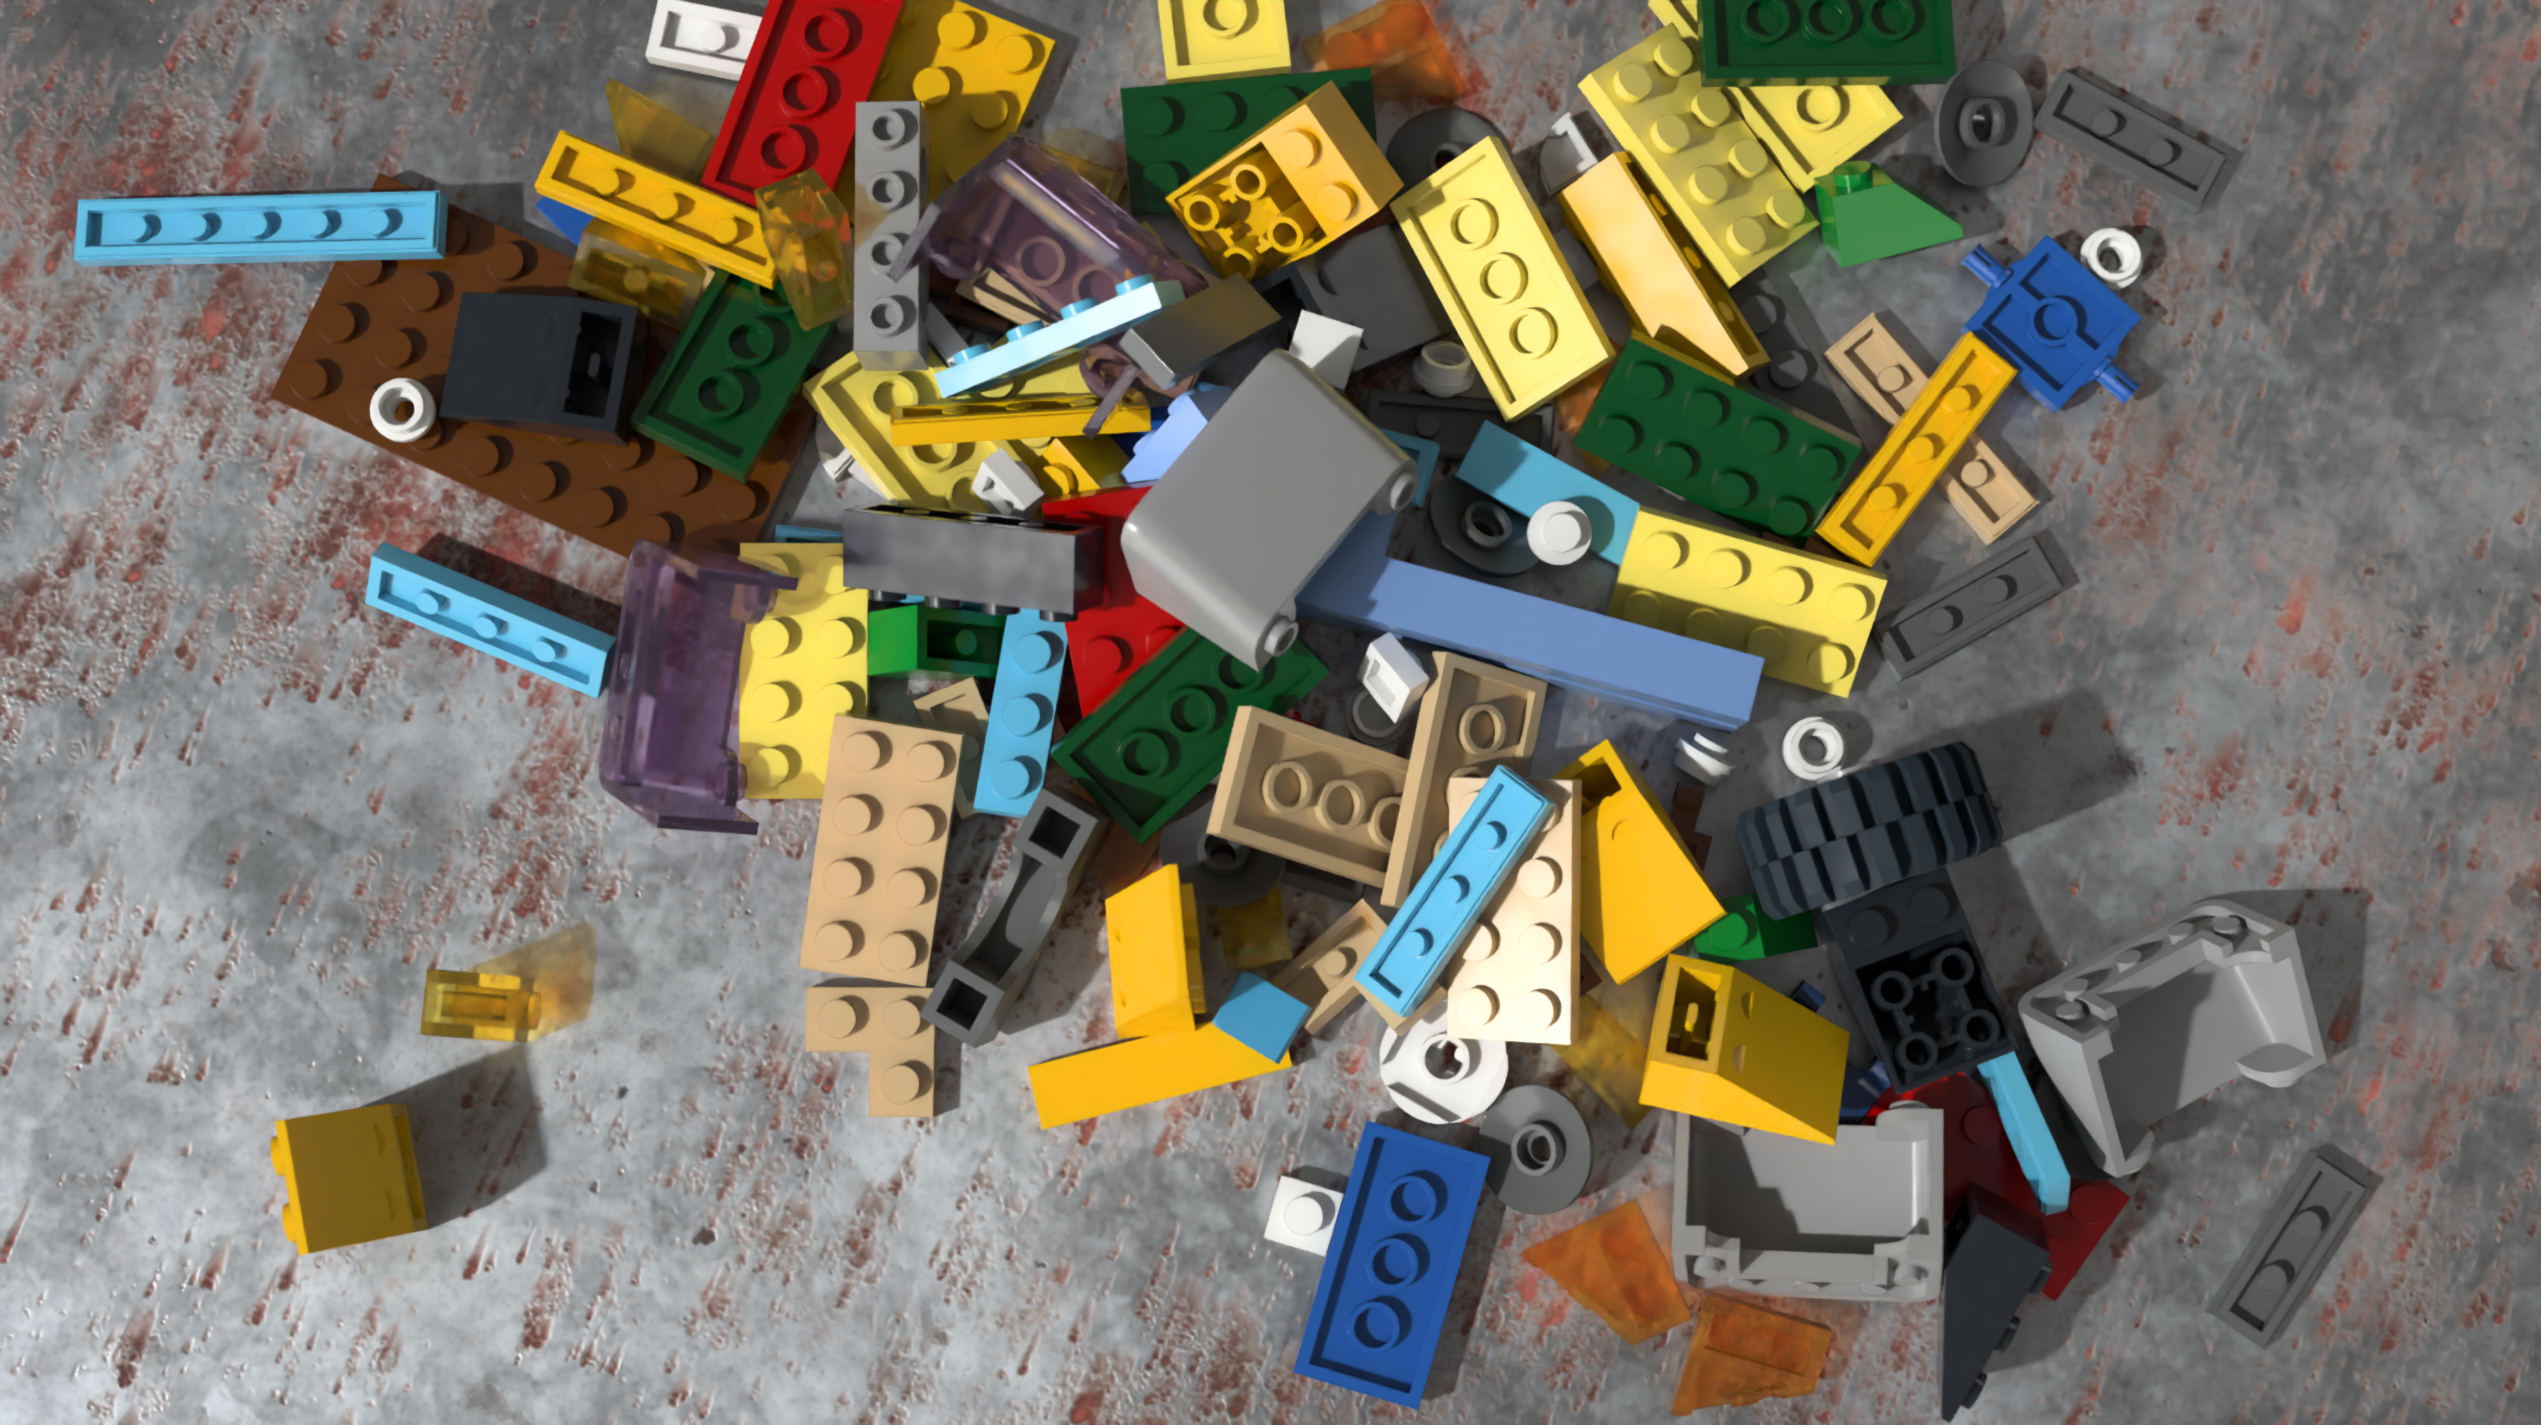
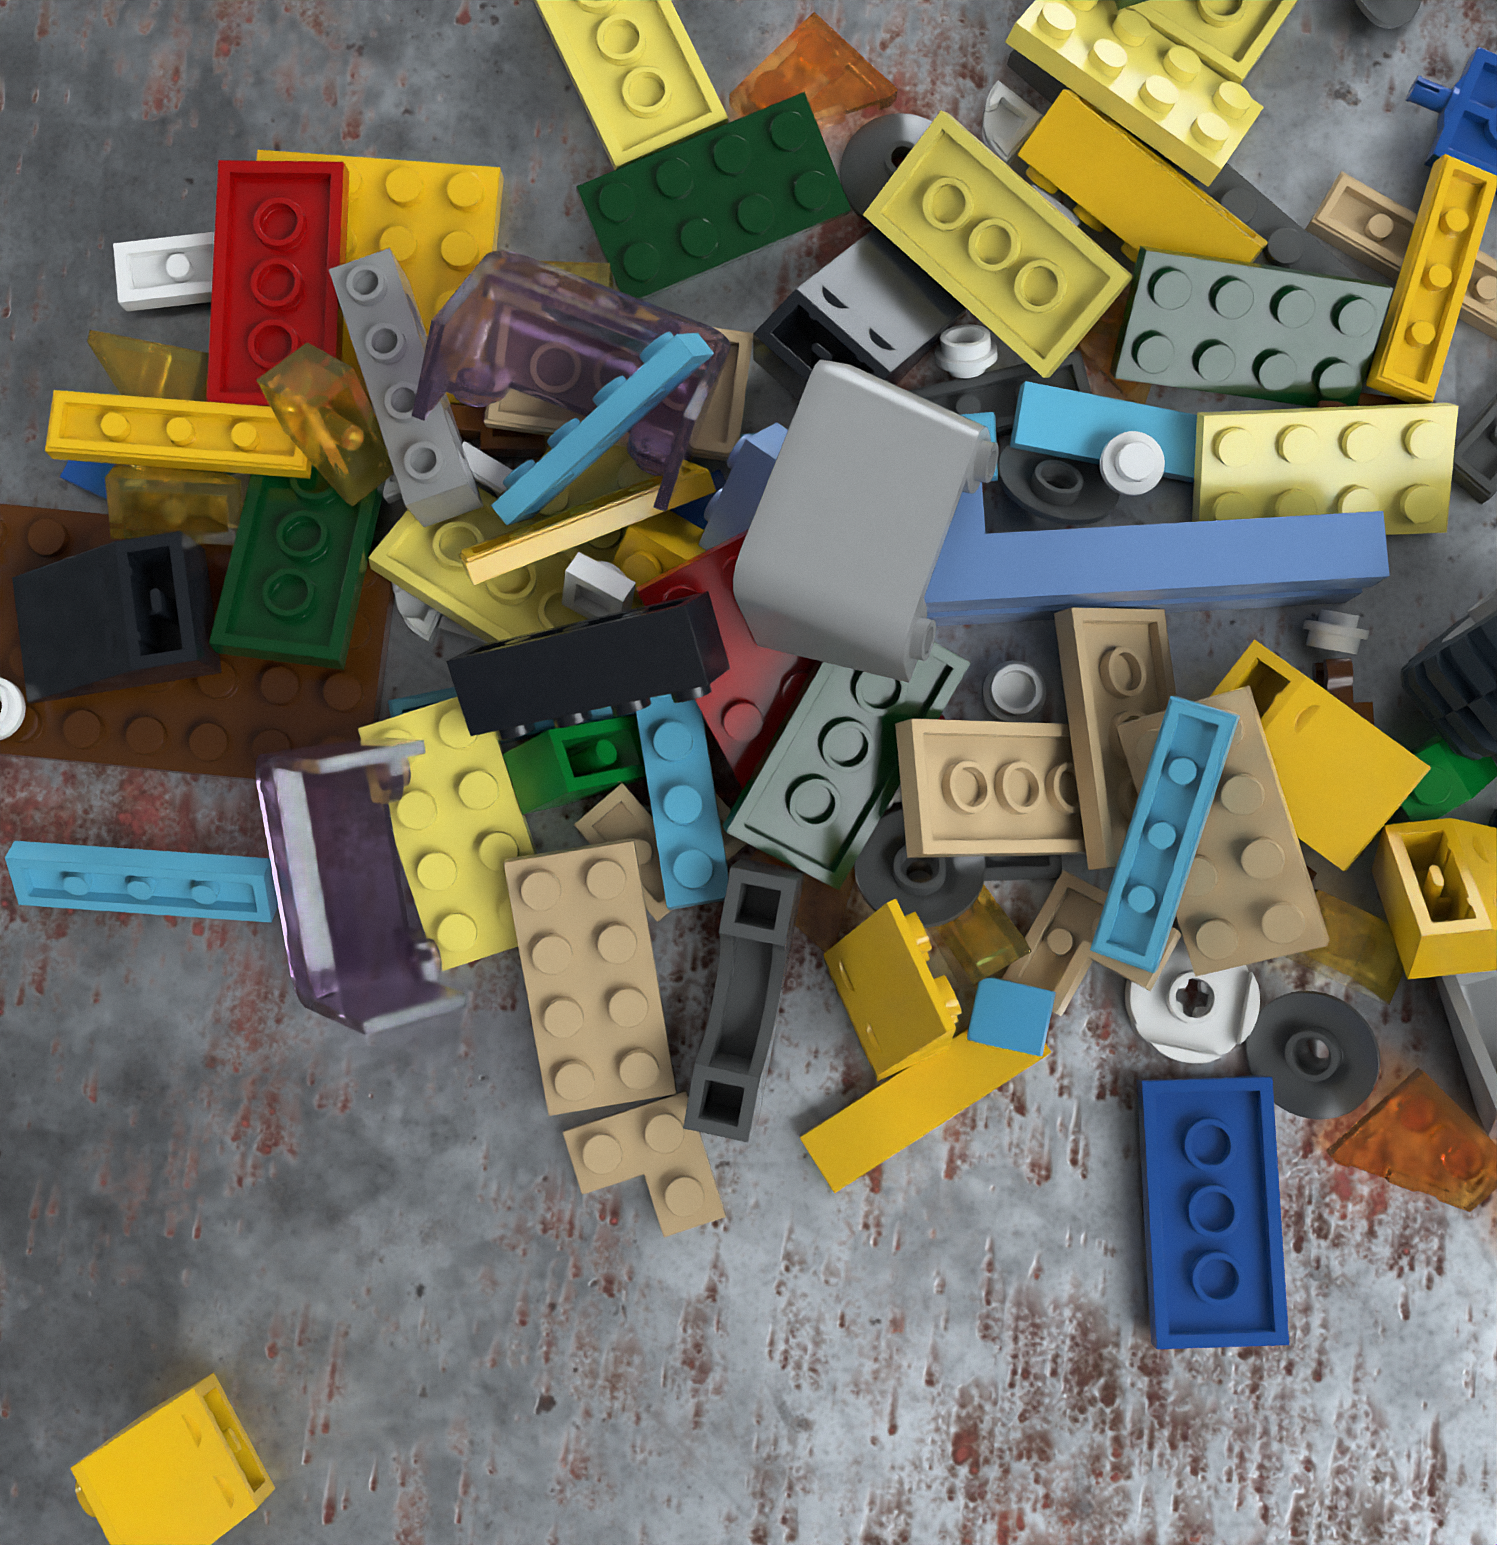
camera: 15 degrees left, 0 degrees up
(479, 1006) = (248, 1262): clear yellow slope -> none
(1200, 331) = (735, 372): dark grey tile -> none
(1287, 188) = (764, 226): yellow slope -> none
(1303, 1215) = (1109, 1191): white plate -> none
(1326, 347) = (858, 346): white tile -> none
(1393, 677) = (1024, 650): white plate -> none
(1832, 740) = (1449, 585): white plate -> none
(1877, 215) = (1316, 77): green slope -> none

